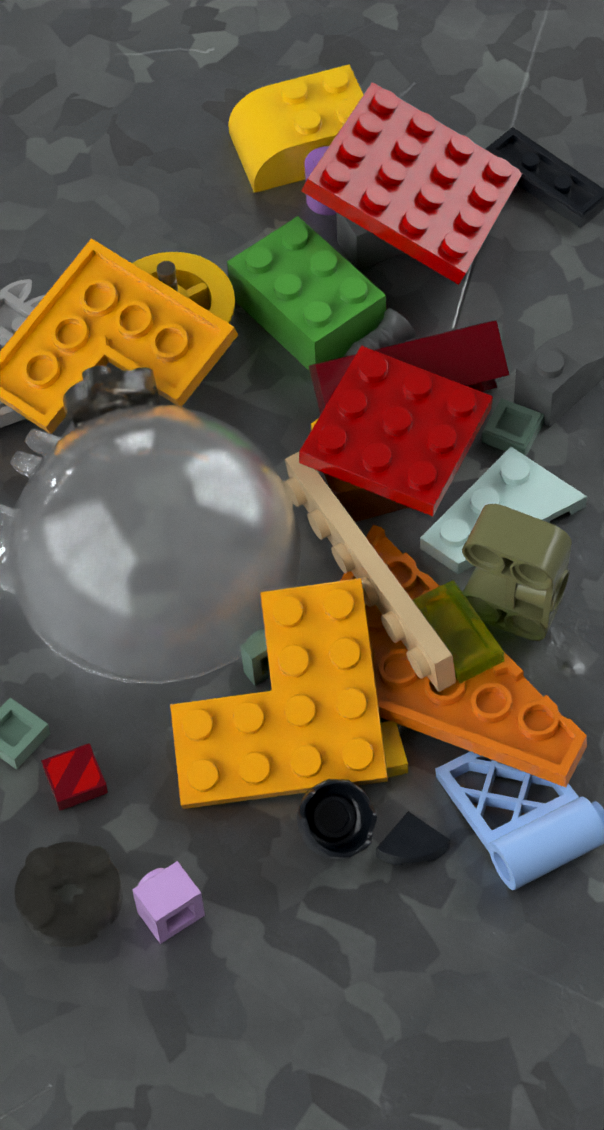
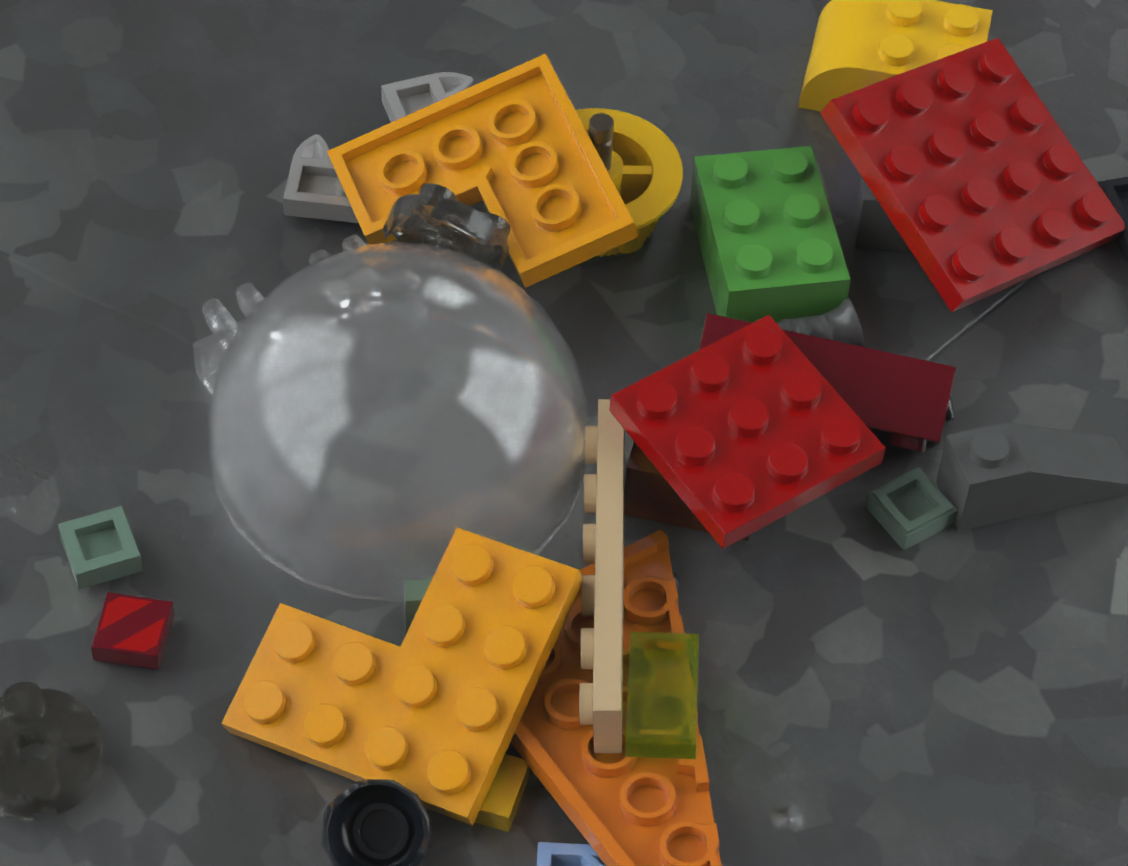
camera: 25 degrees right, 5 degrees down
(168, 901) = (126, 820): lavender plate -> none
(509, 482) = (834, 587): light aqua wing -> none
(517, 570) = (782, 663): olive beam -> none

